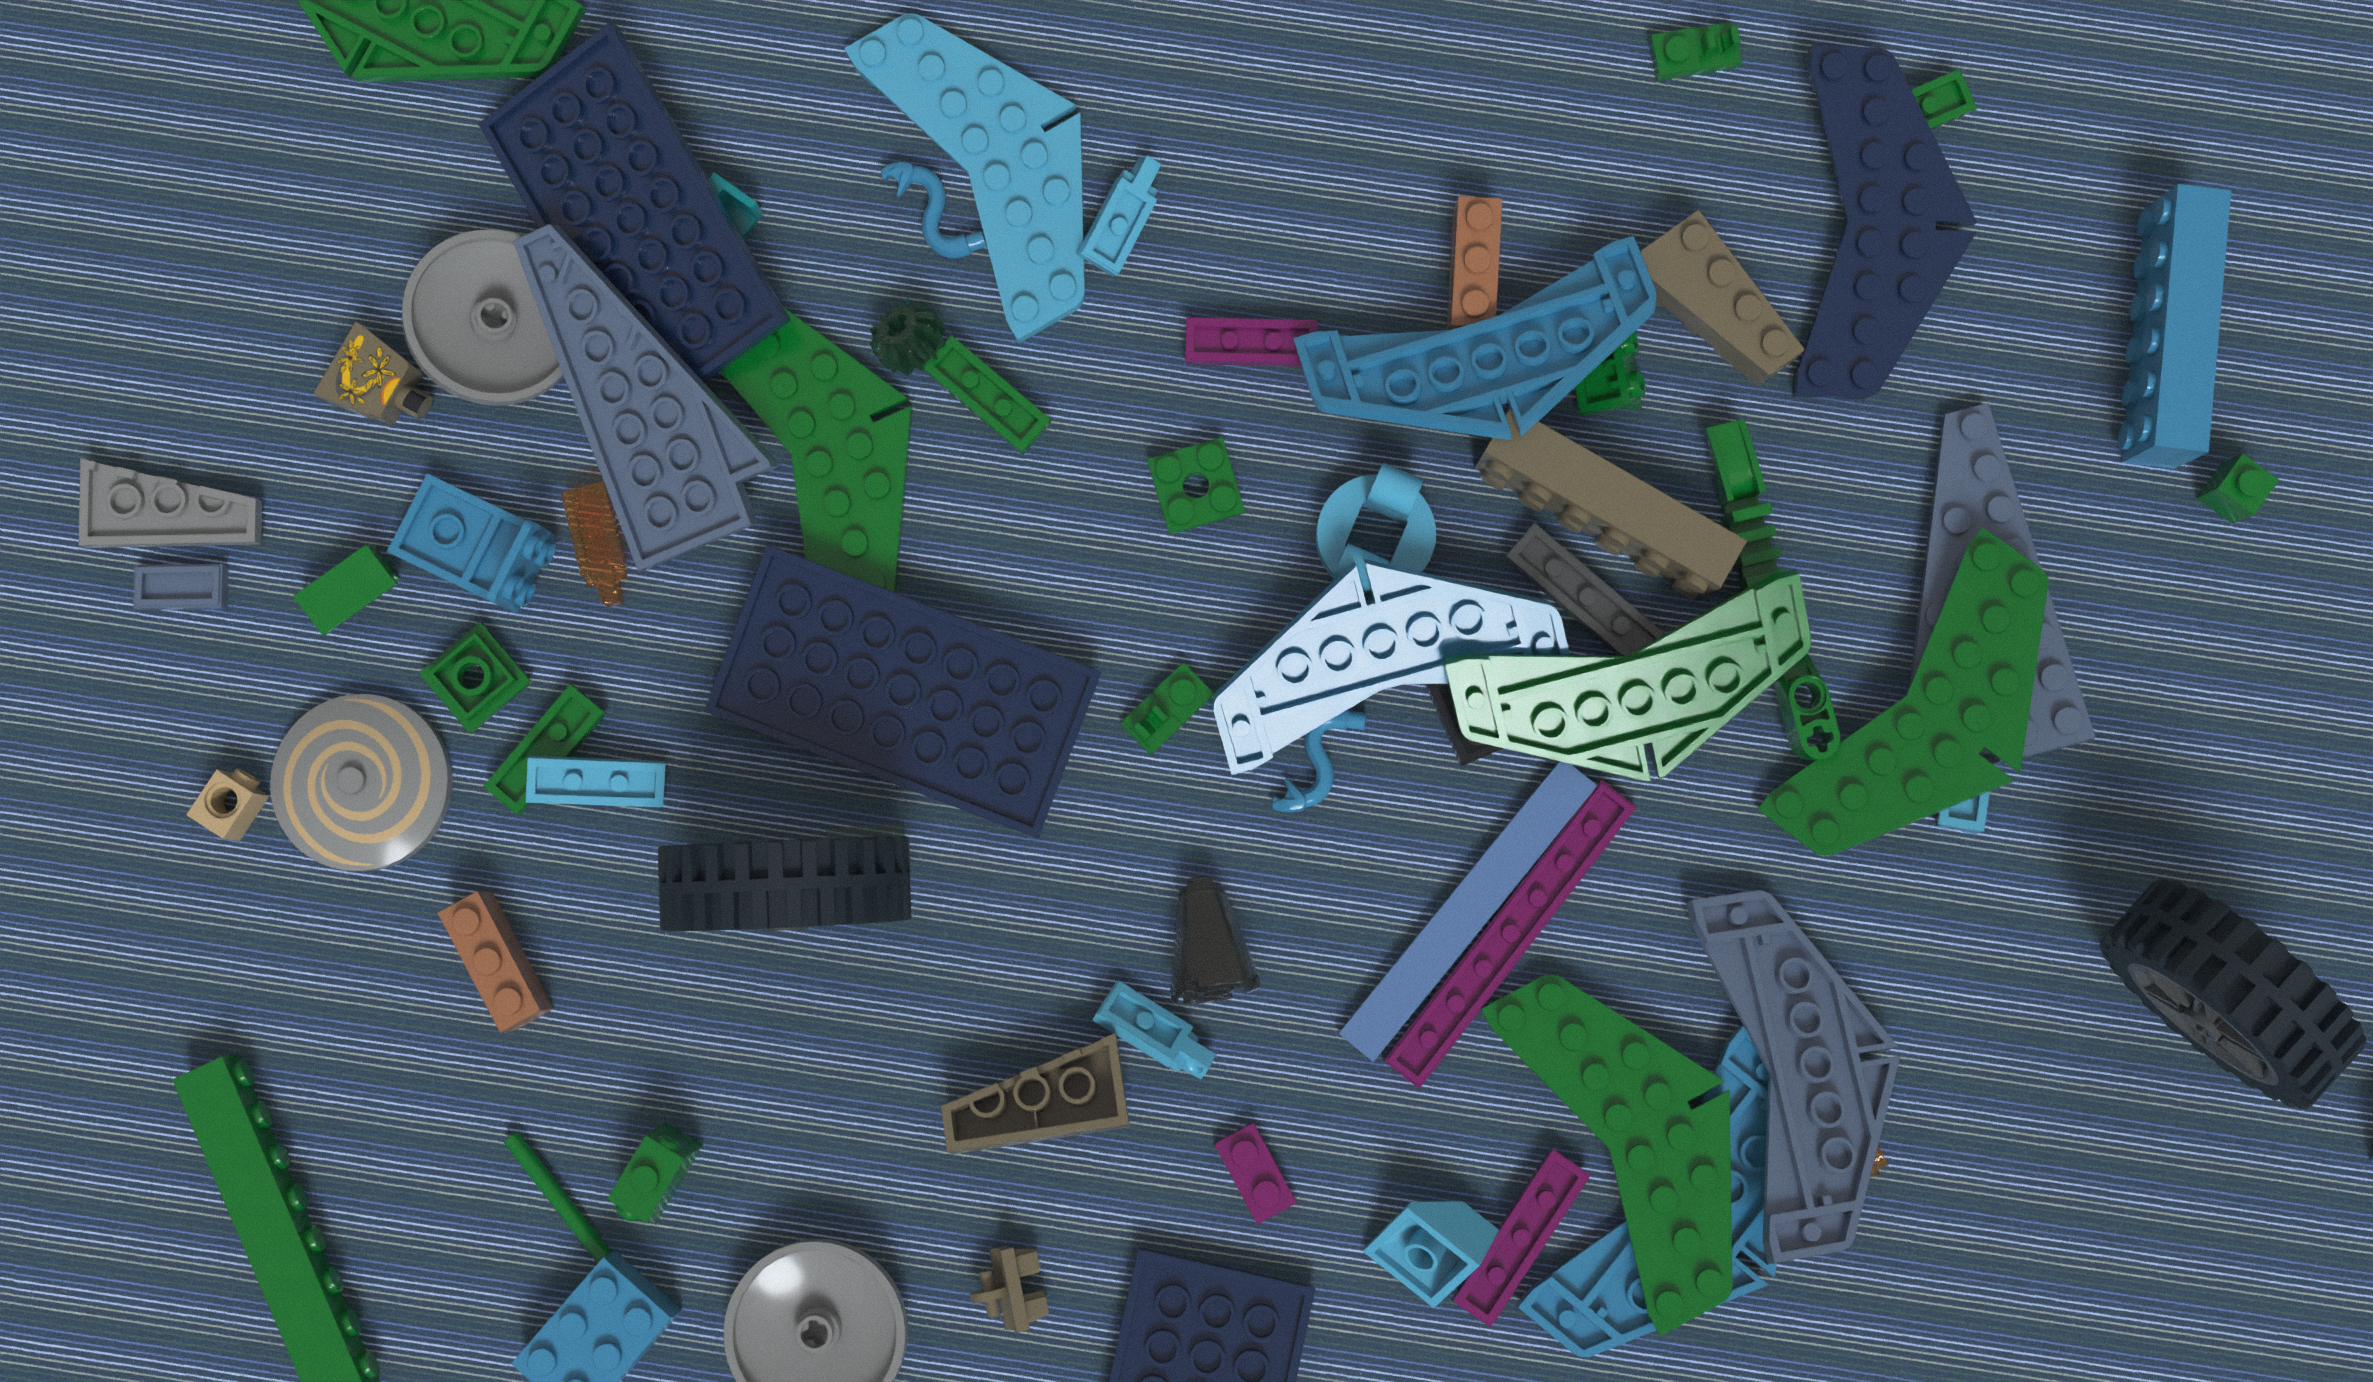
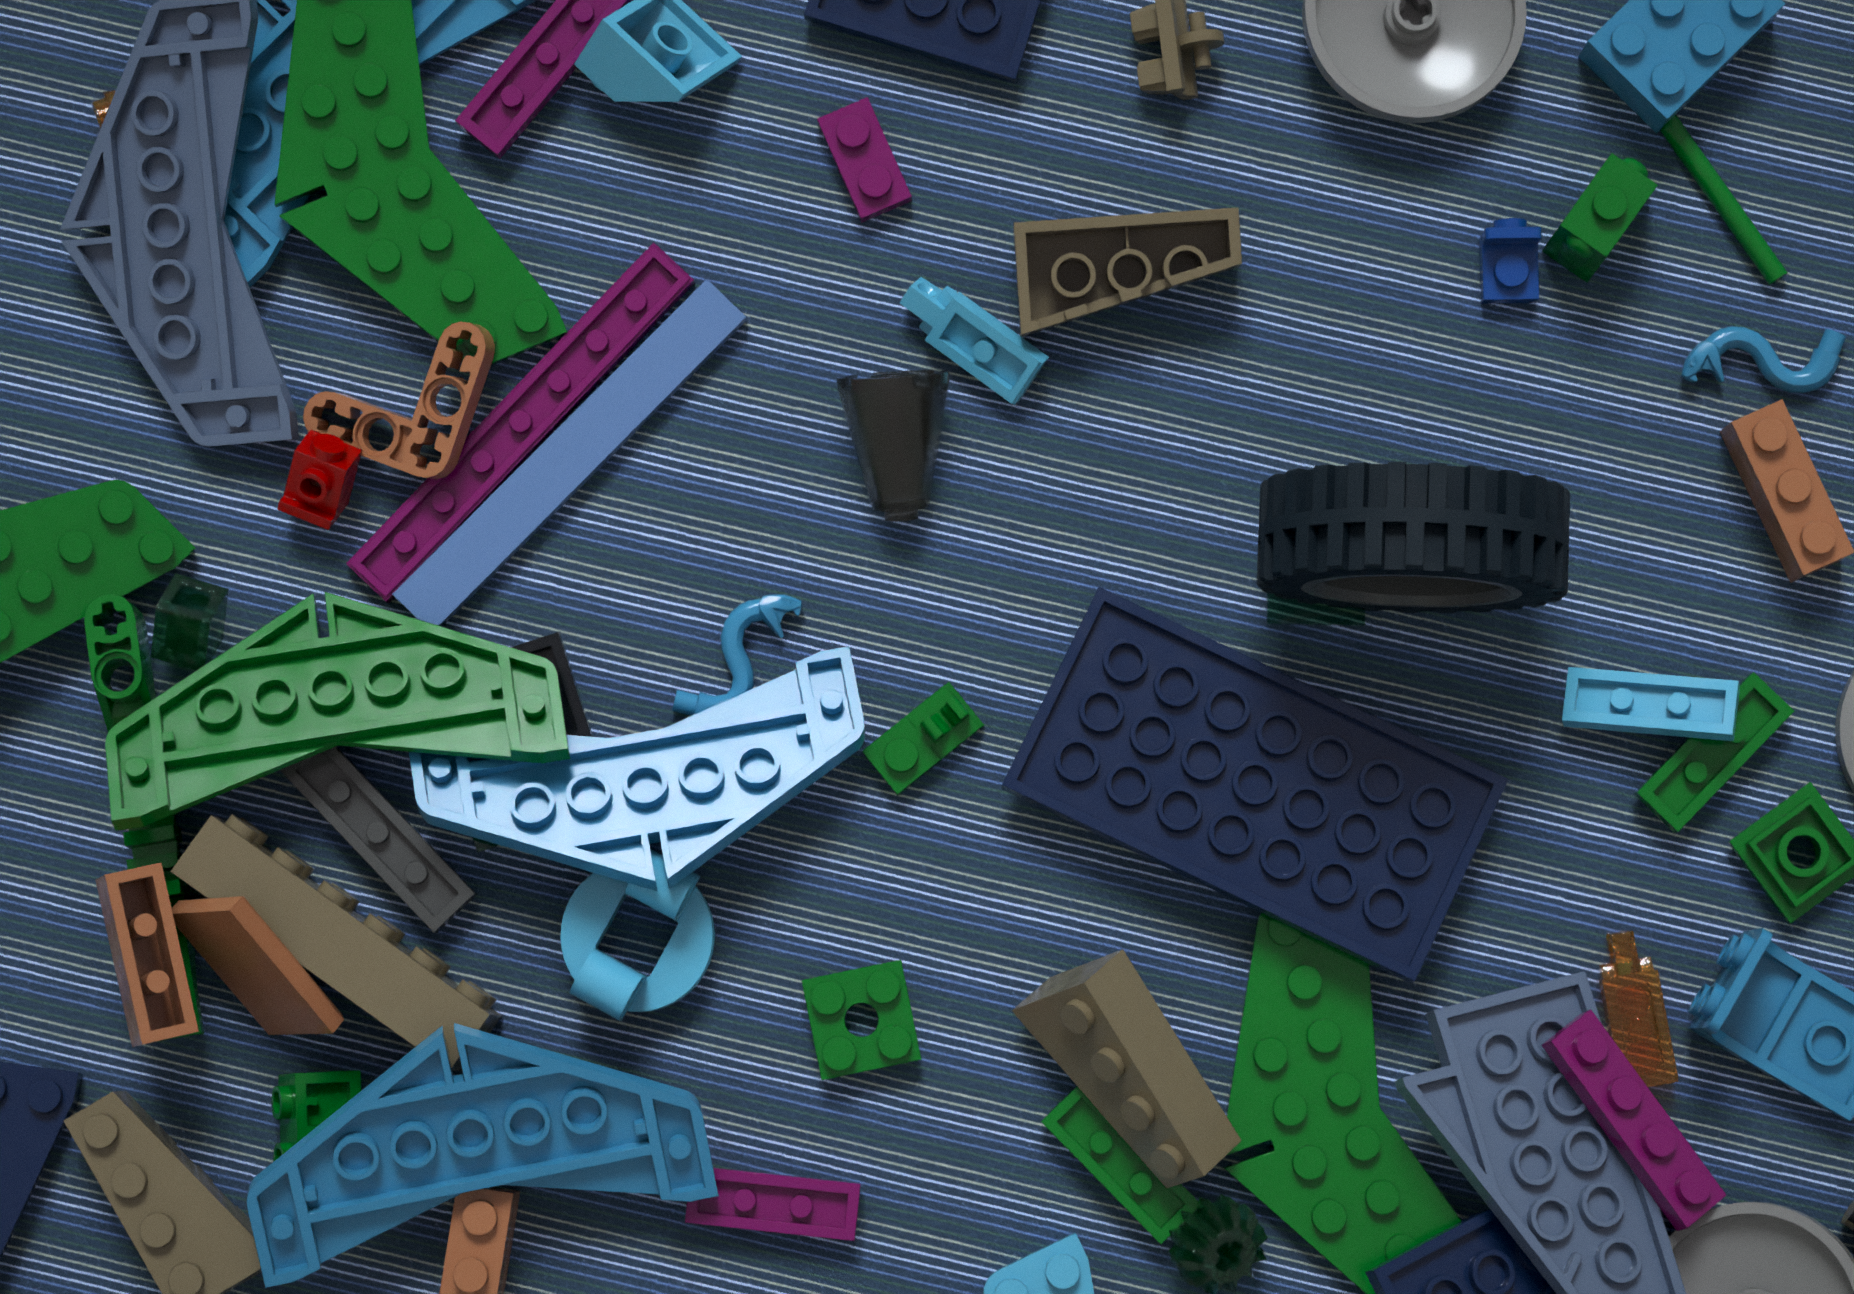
camera: 170 degrees left, 0 degrees up
(474, 1065) = (1817, 373): none -> dark azure animal
(592, 456) = (1634, 1120): none -> magenta plate
(727, 1130) = (1509, 262): none -> blue bracket
(984, 465) = (1130, 1066): none -> dark tan wedge
(1597, 914) = (413, 433): none -> nougat beam
(1665, 869) = (320, 479): none -> red brick
(1670, 477) = (256, 966): none -> nougat tile
(1755, 746) = (182, 632): none -> clear green brick
(1757, 475) = (146, 954): none -> nougat brick

